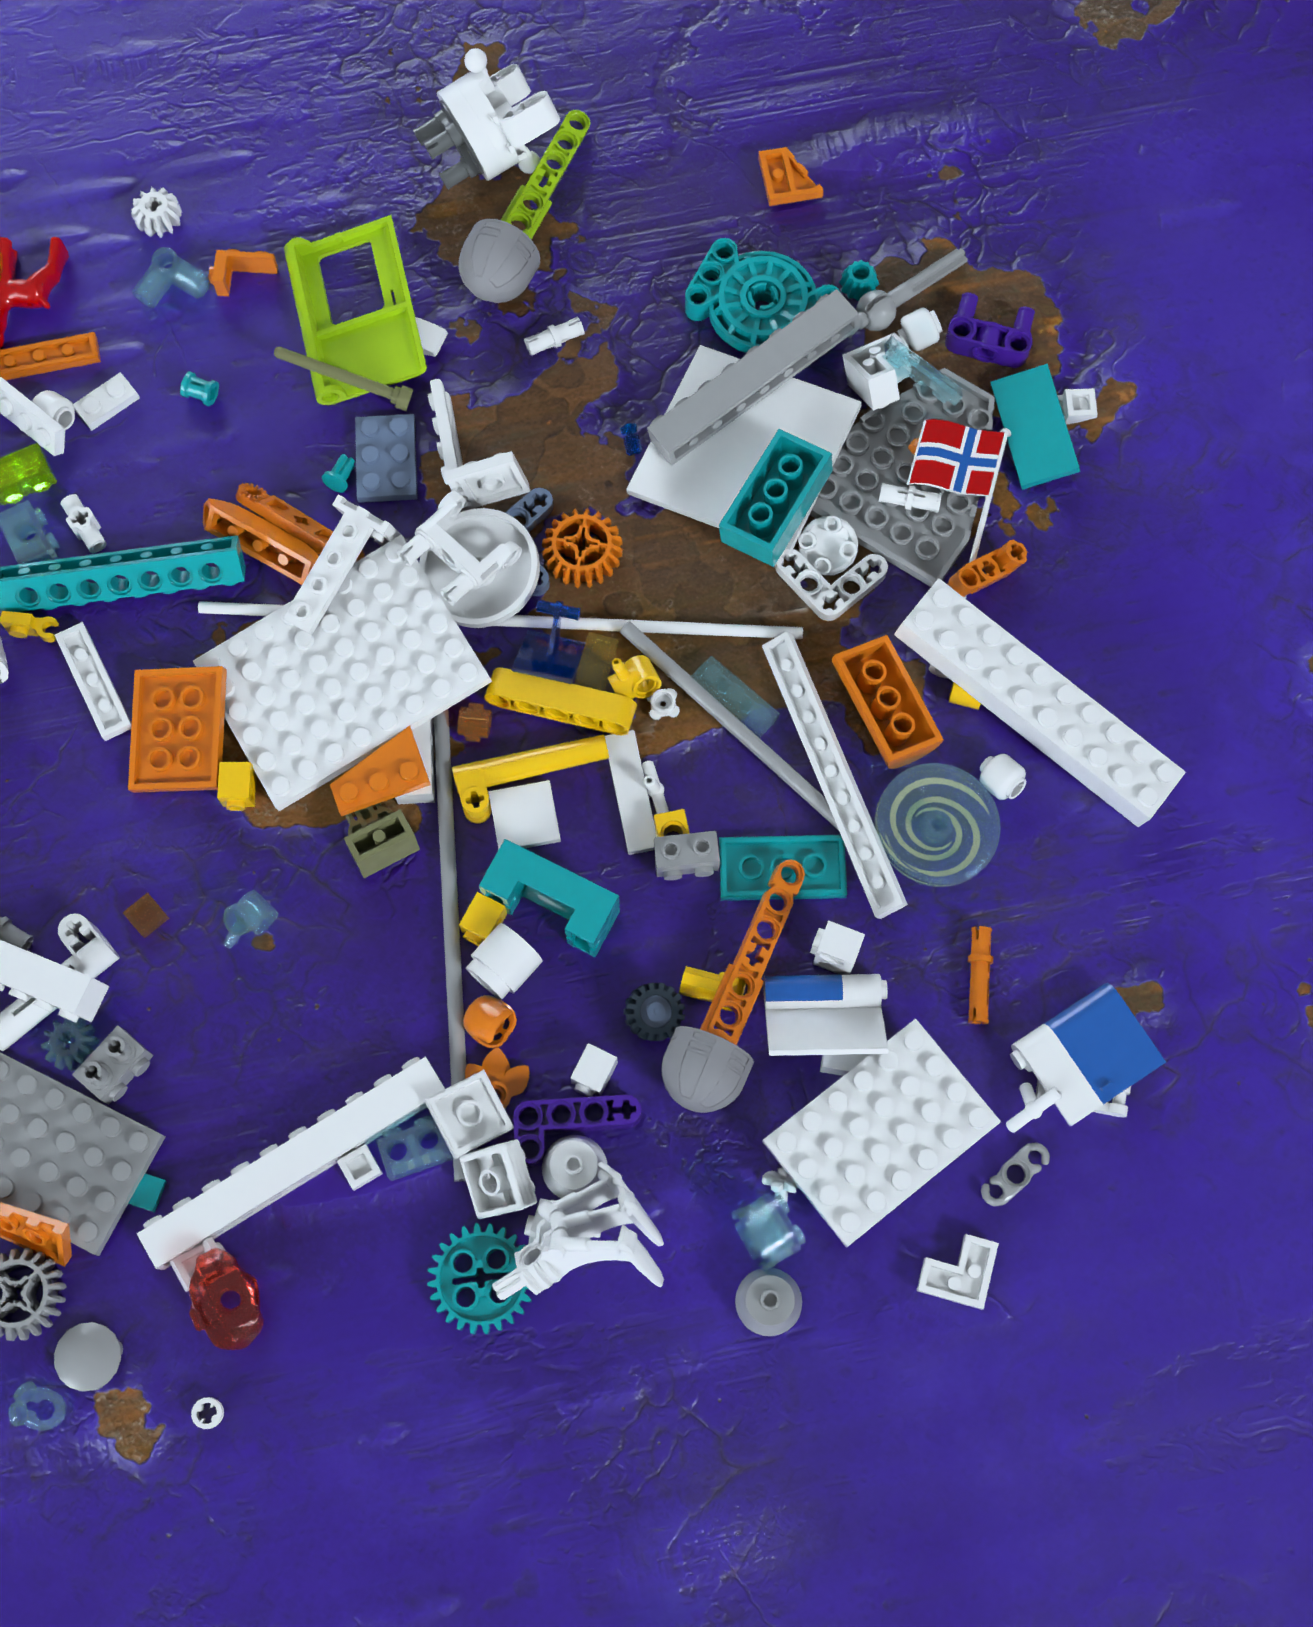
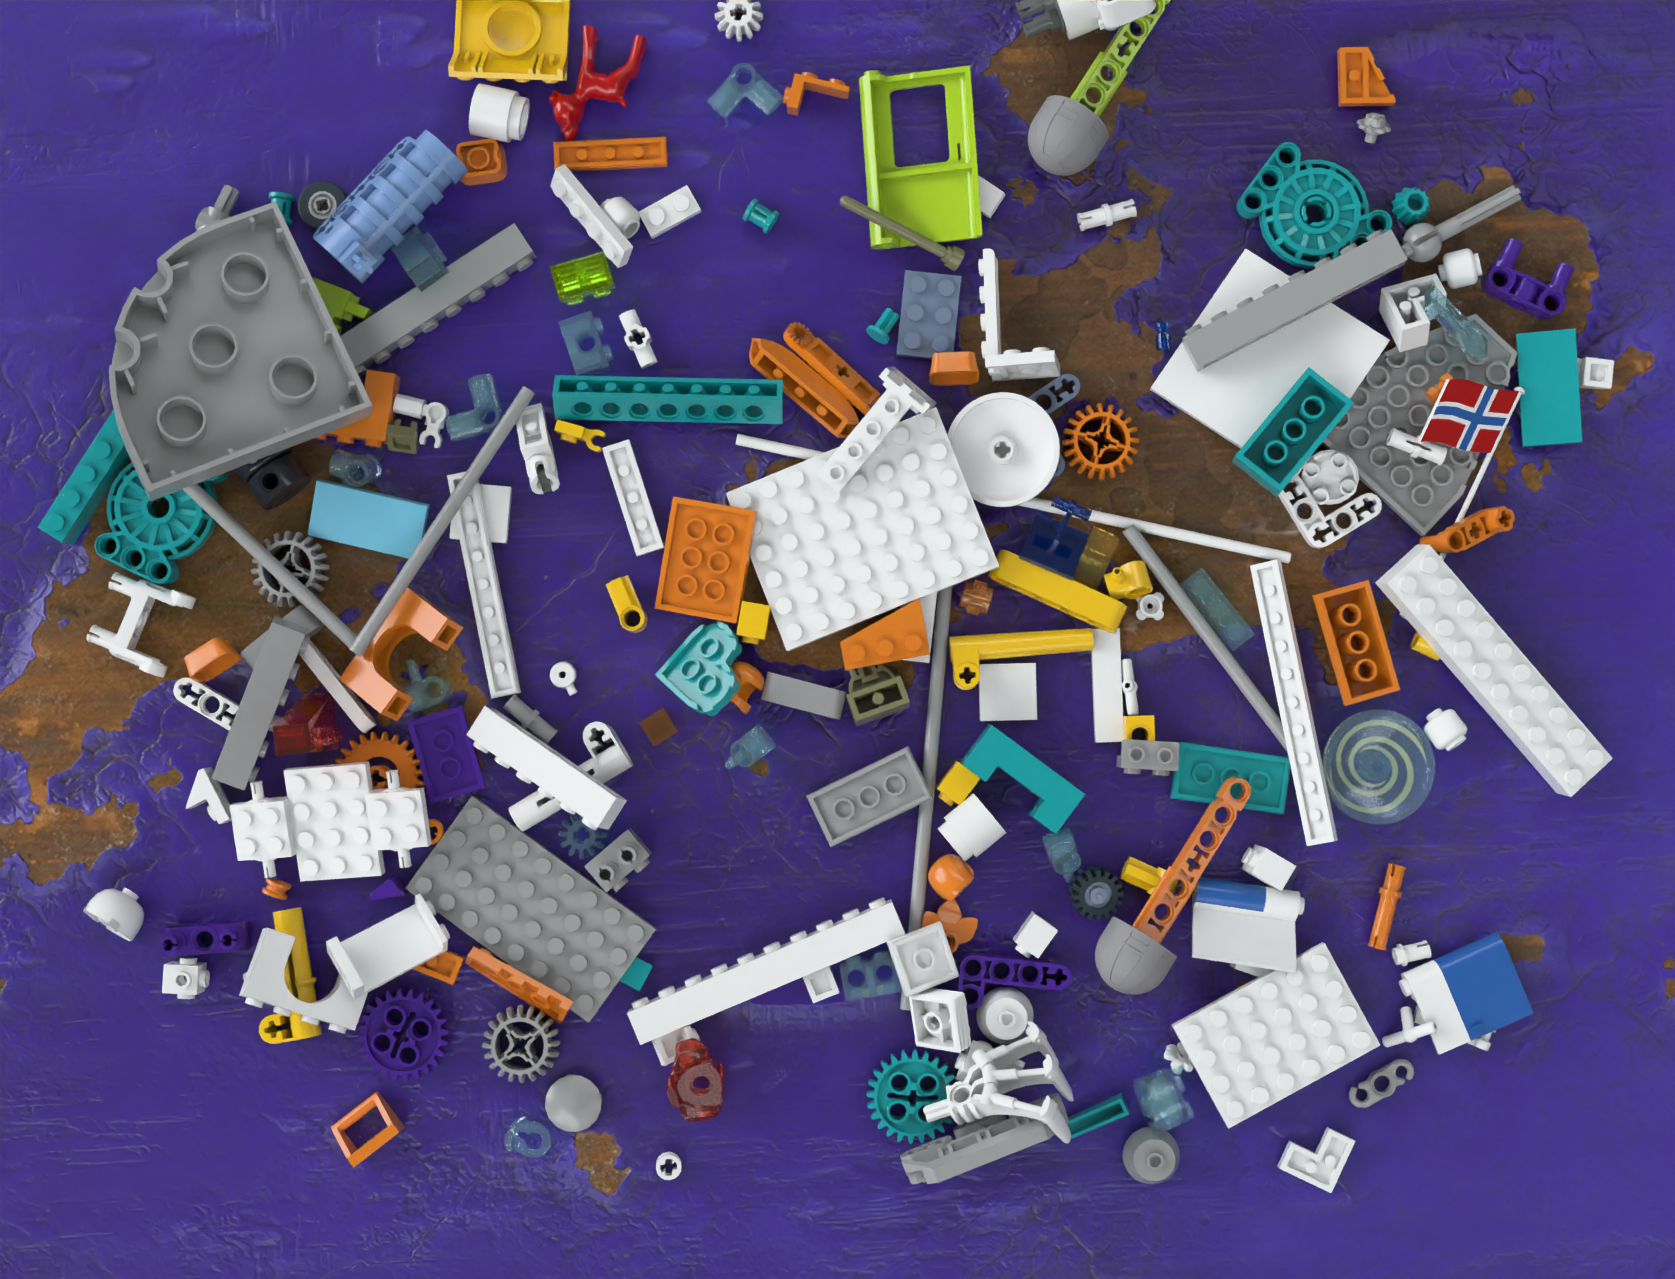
camera: 10 degrees right, 15 degrees up
(40, 882) = (569, 679): none -> white piece
(97, 790) = (626, 602): none -> yellow piece
(186, 839) = (702, 668): none -> teal plate
(220, 852) = (750, 680): none -> orange helmet
(301, 854) = (803, 695): none -> light grey beam
(387, 950) = (869, 796): none -> light grey tile
(415, 500) = (953, 369): none -> orange piece
(470, 571) = (996, 460): white connector -> none
(559, 1313) = (976, 1145): none -> light grey connector
(610, 974) = (1062, 853): none -> clear light blue piece
(695, 1269) = (1098, 1115): none -> teal piece
(806, 215) = (1373, 125): none -> light grey plant
(1017, 1021) = (1411, 952): none -> white pin

